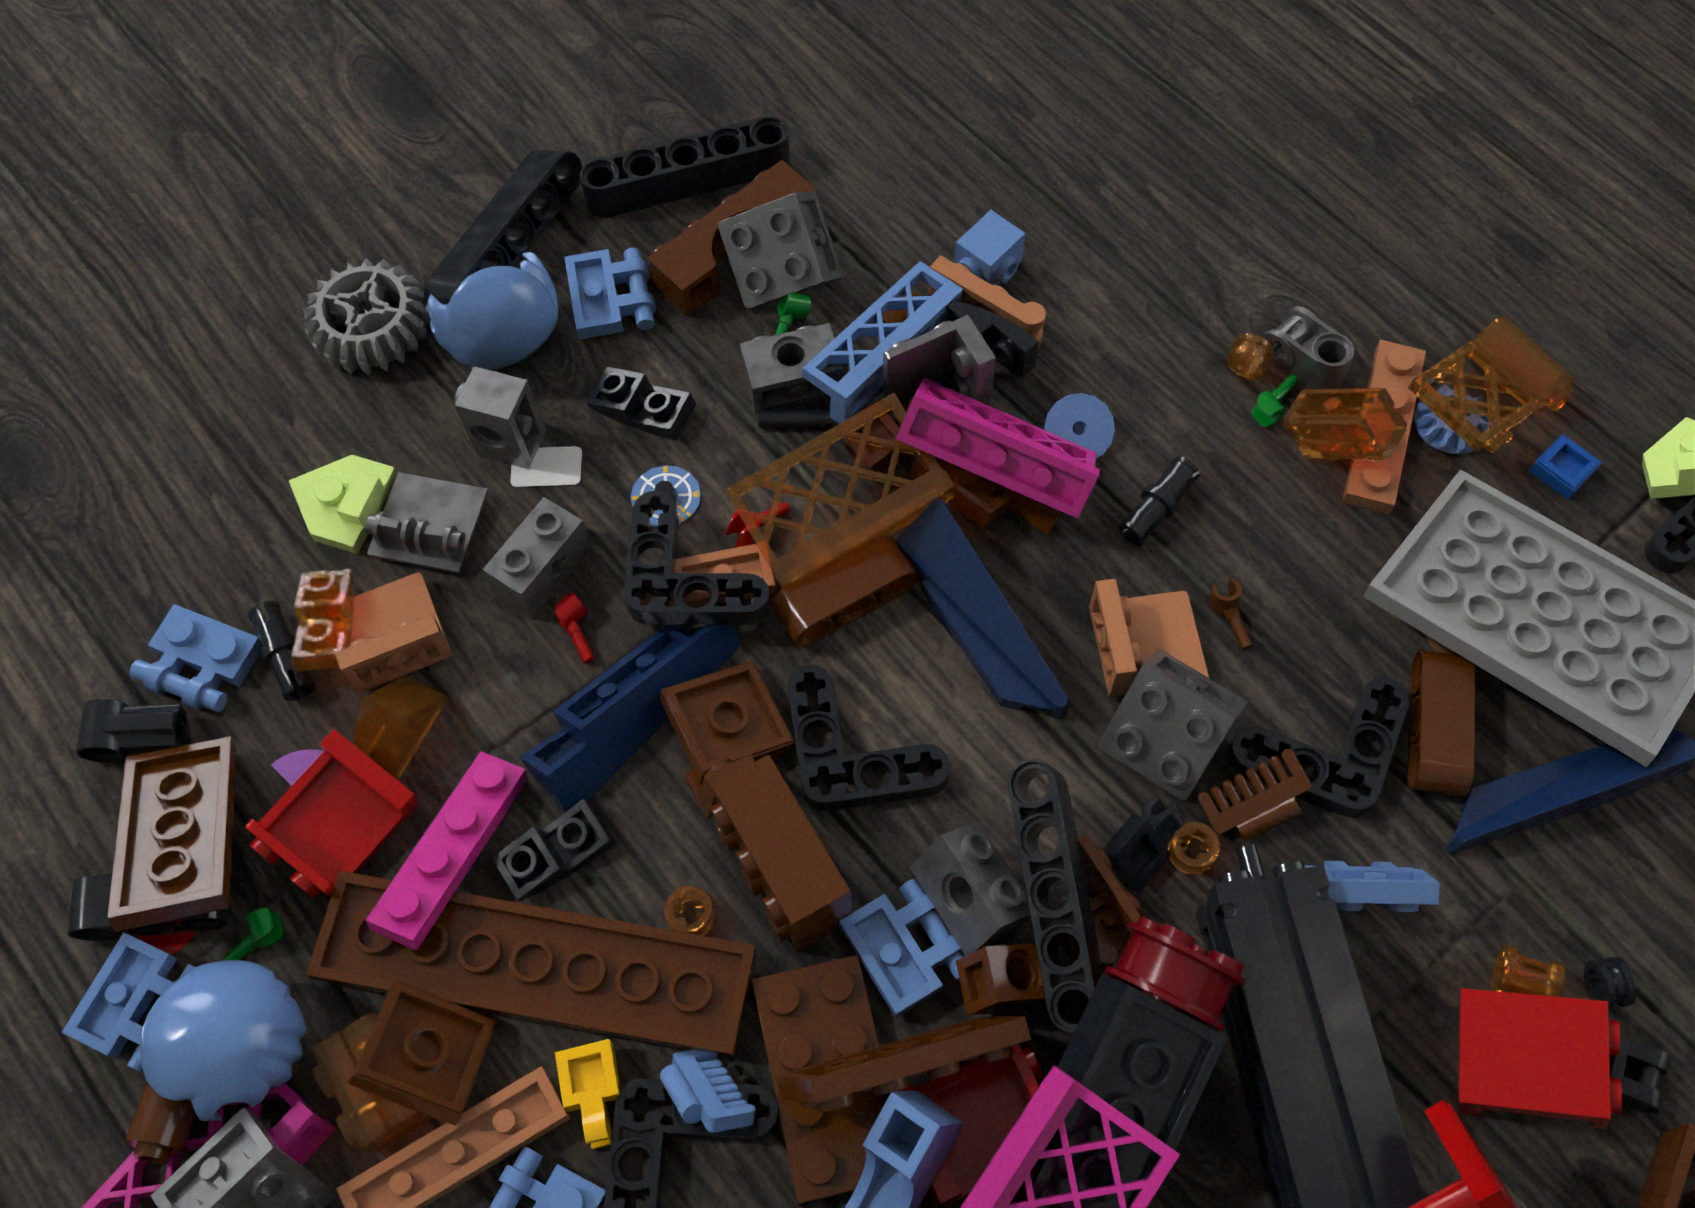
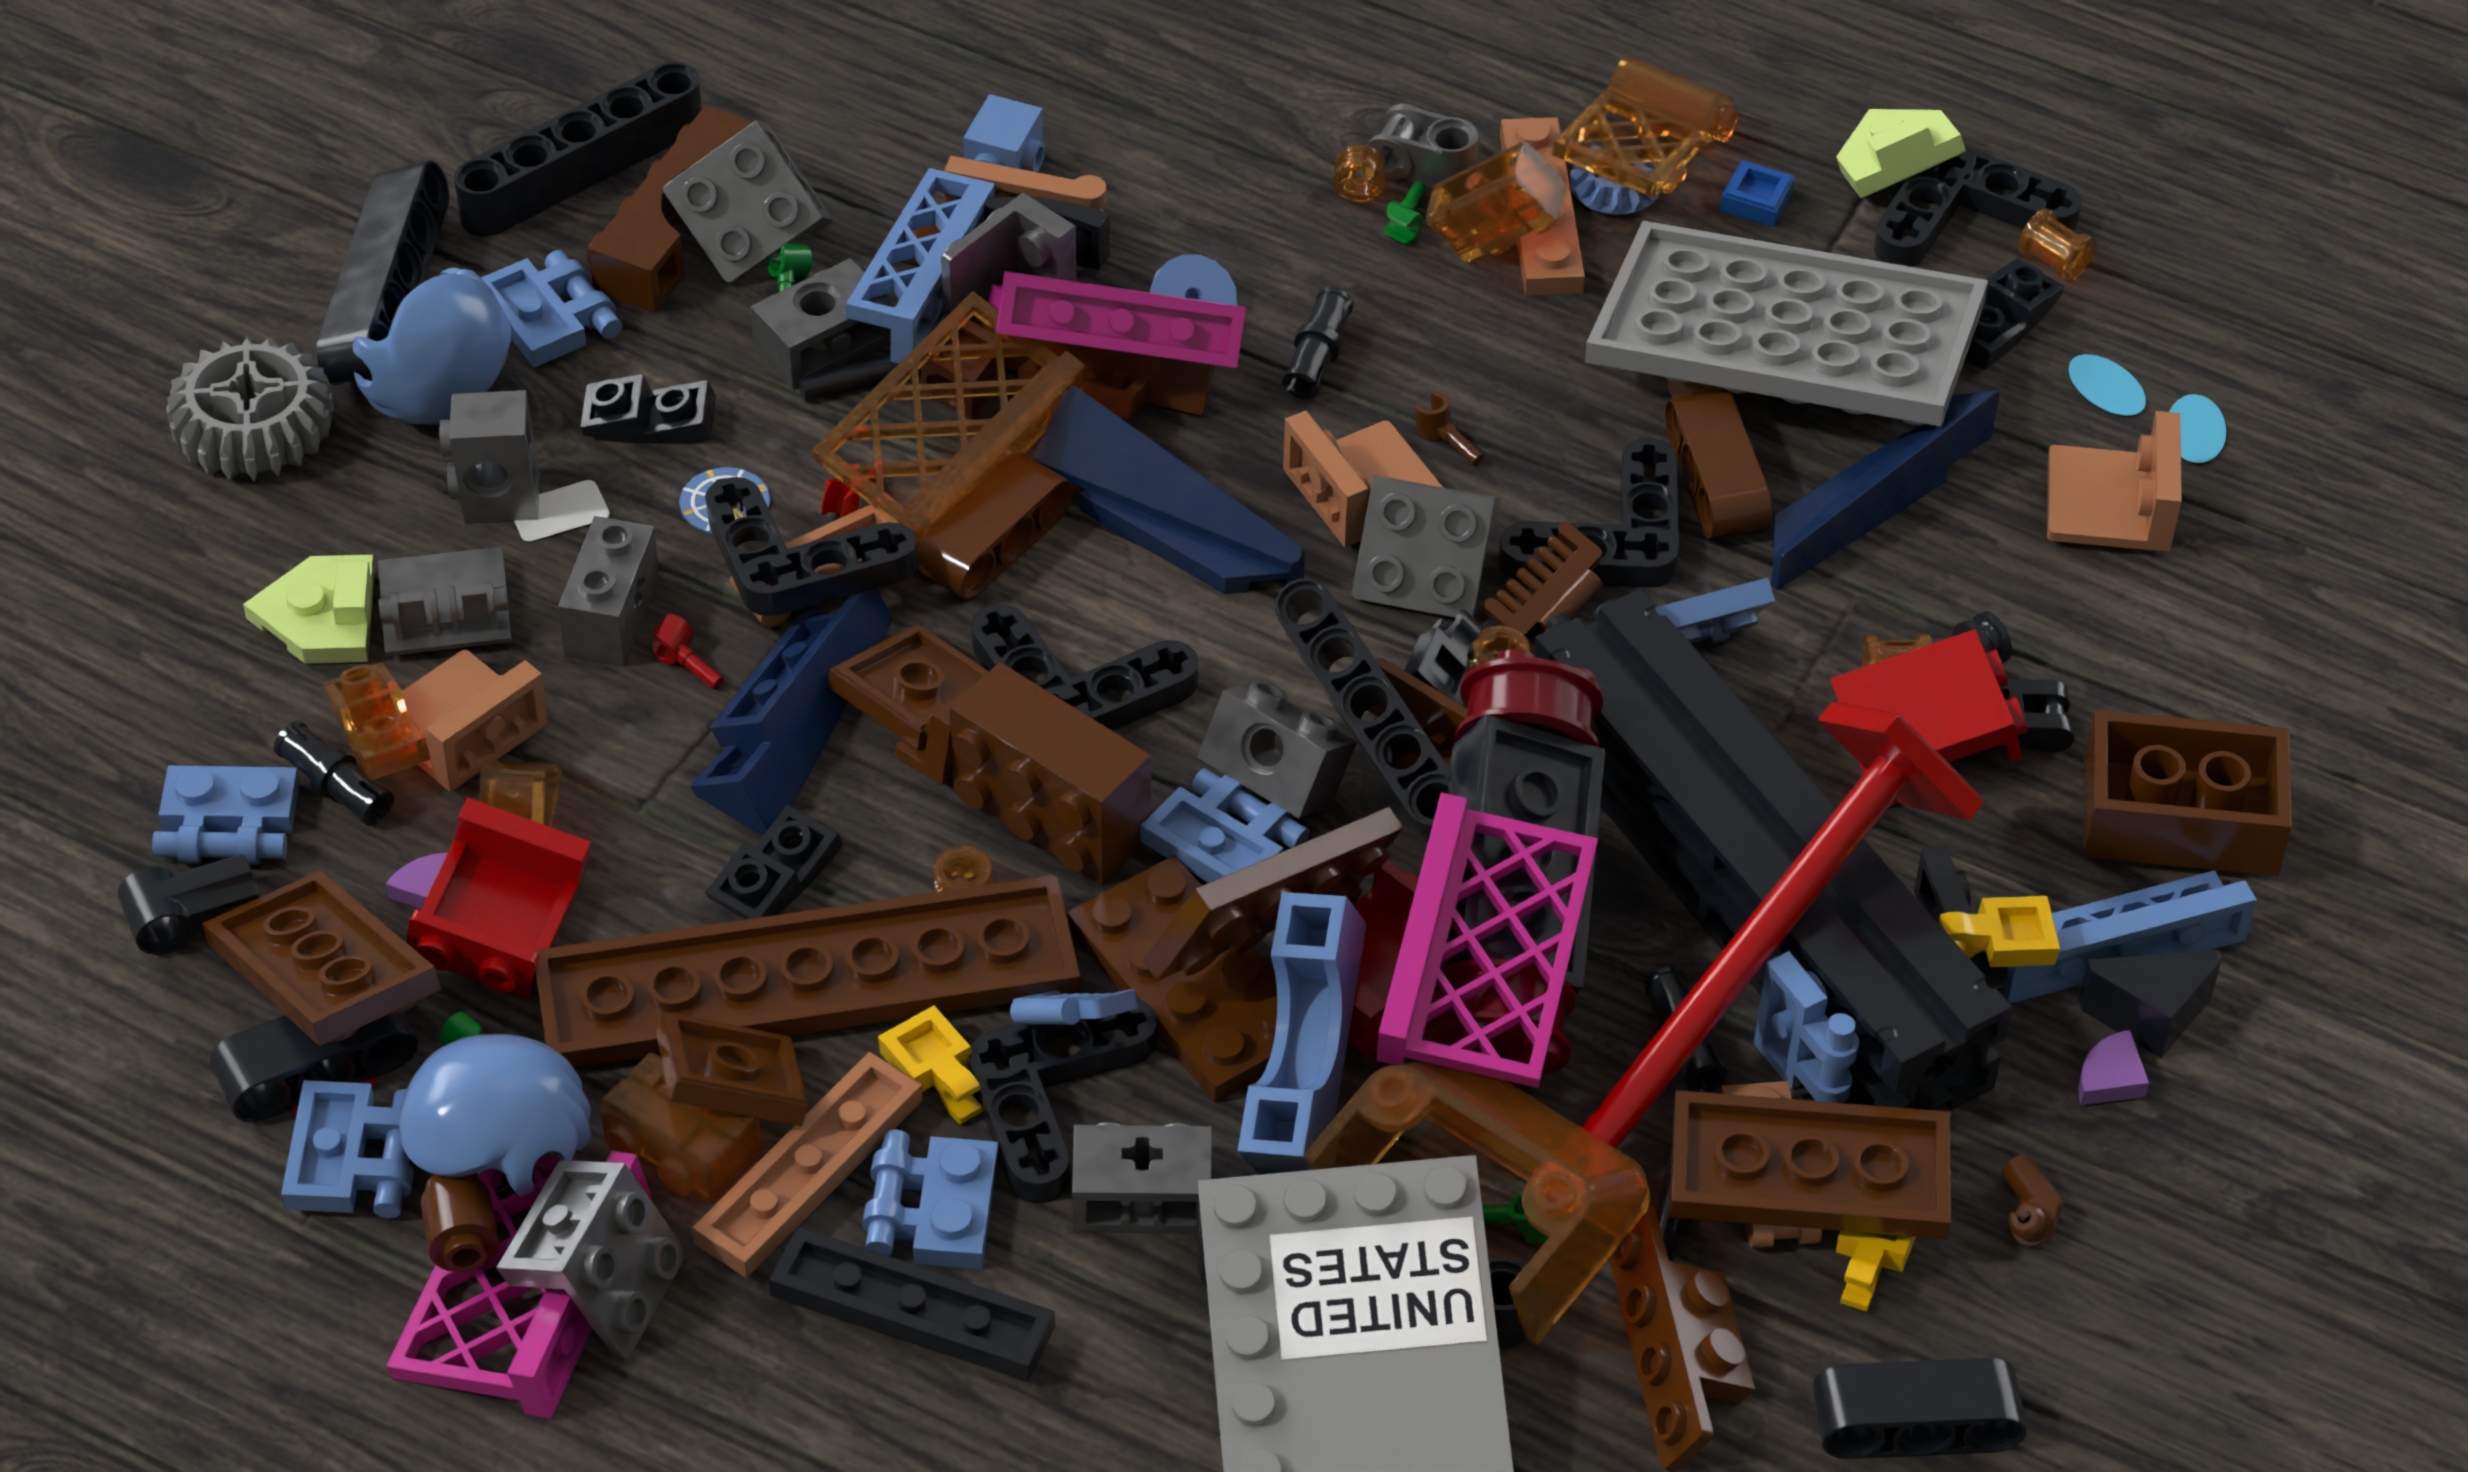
camera: 25 degrees left, 15 degrees down
(447, 851) = (653, 892): dark pink plate -> none
(1001, 979) = (1340, 800): reddish brown brick -> none

